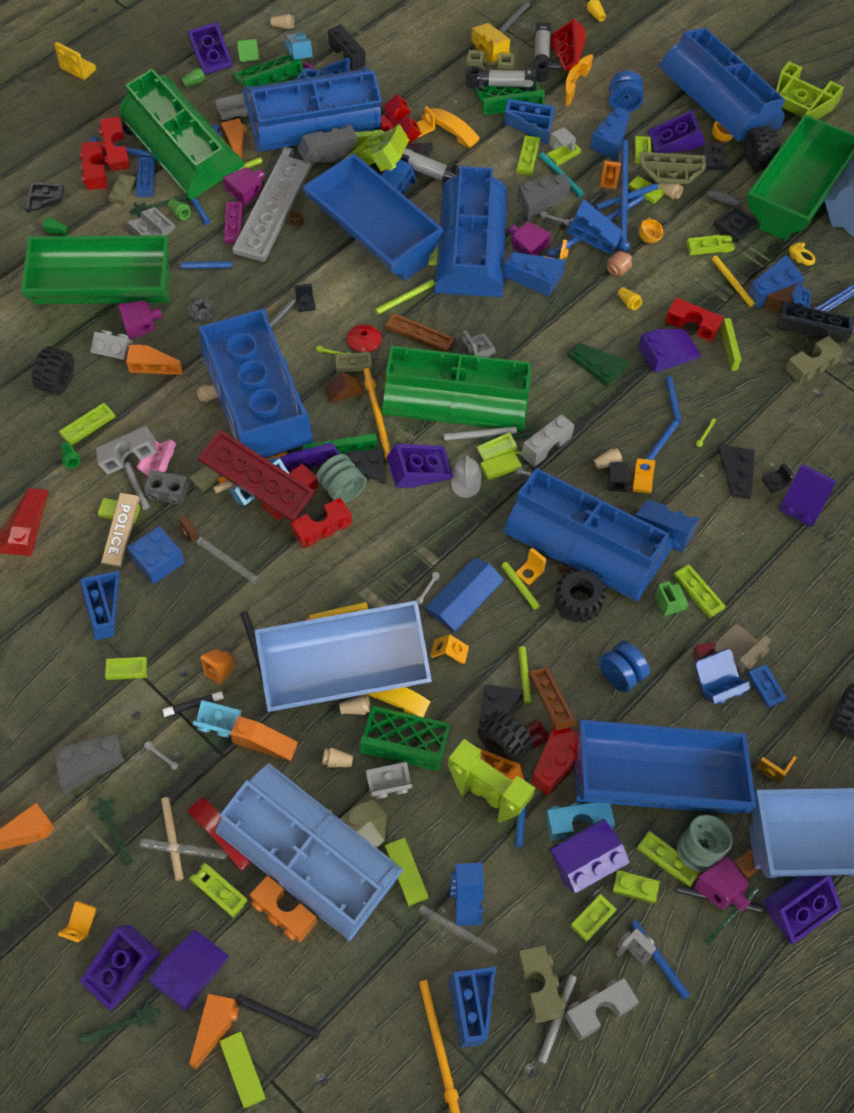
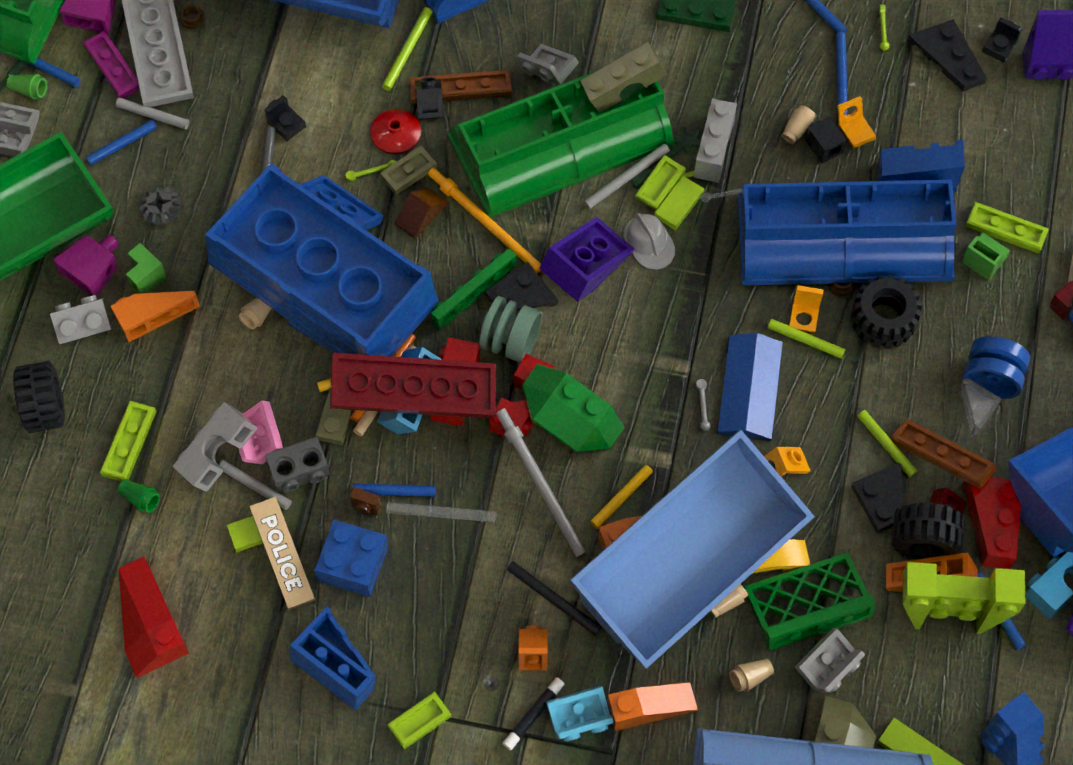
camera: 30 degrees left, 5 degrees up
(163, 339) = (146, 270): none -> bright green piece
(213, 534) = (398, 490): none -> blue bar
(235, 258) = (152, 113): none -> light grey bar
(296, 538) = (514, 436): none -> light grey bar
(297, 358) = (343, 201): none -> blue plate
(310, 456) = (460, 317): dark purple wing -> none
(341, 545) = (570, 411): none -> green wedge
(394, 329) = (429, 98): none -> black bracket
(521, 366) = (635, 67): none -> olive arch
(599, 686) = (978, 405): none -> clear slope

